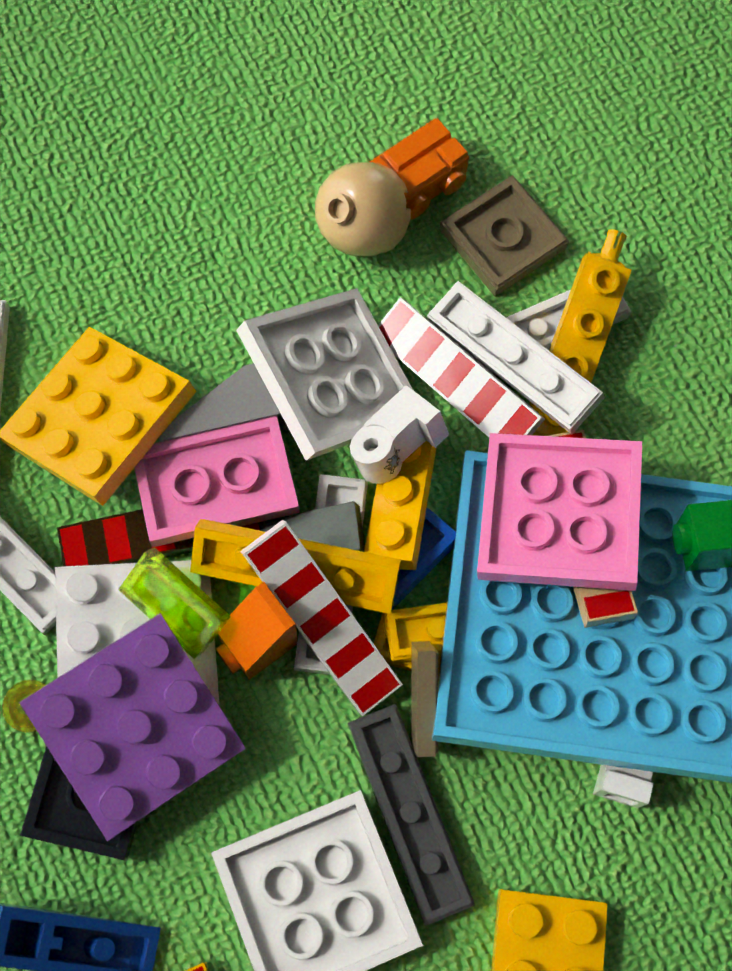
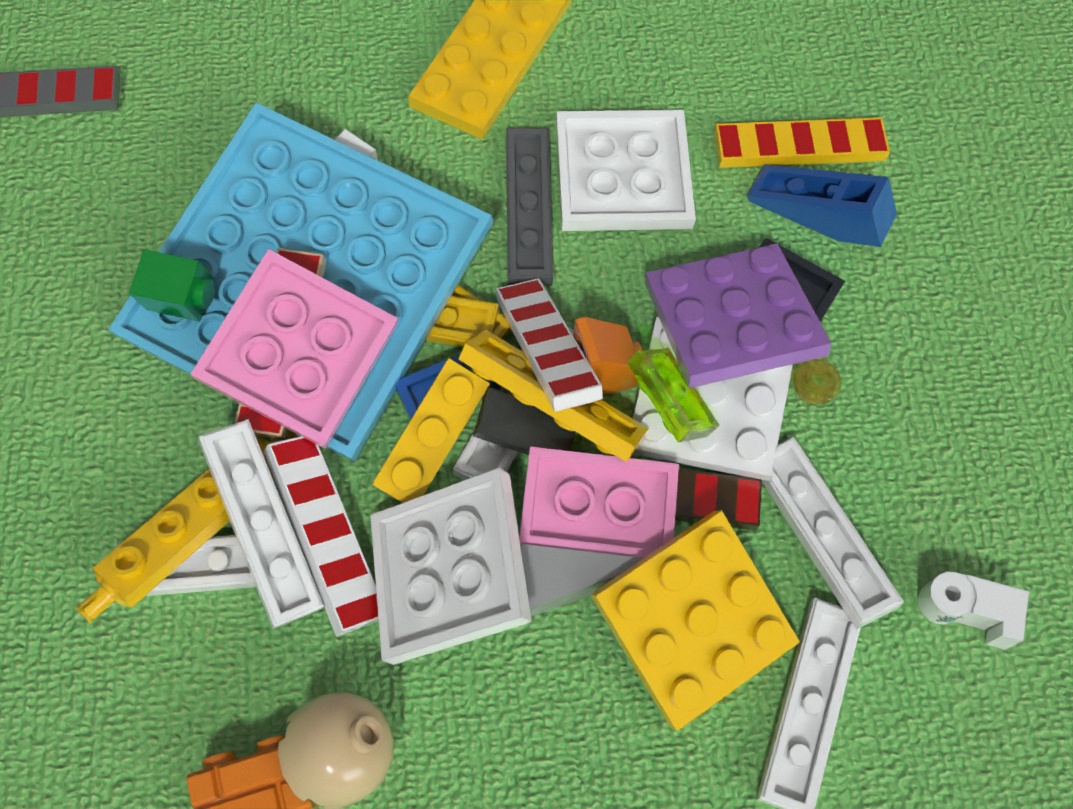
camera: 160 degrees left, 5 degrees down
(395, 434) = (432, 470): white leg -> none
(423, 697) = (483, 262): dark tan tile -> none
(503, 235) = (195, 685): dark tan tile -> none

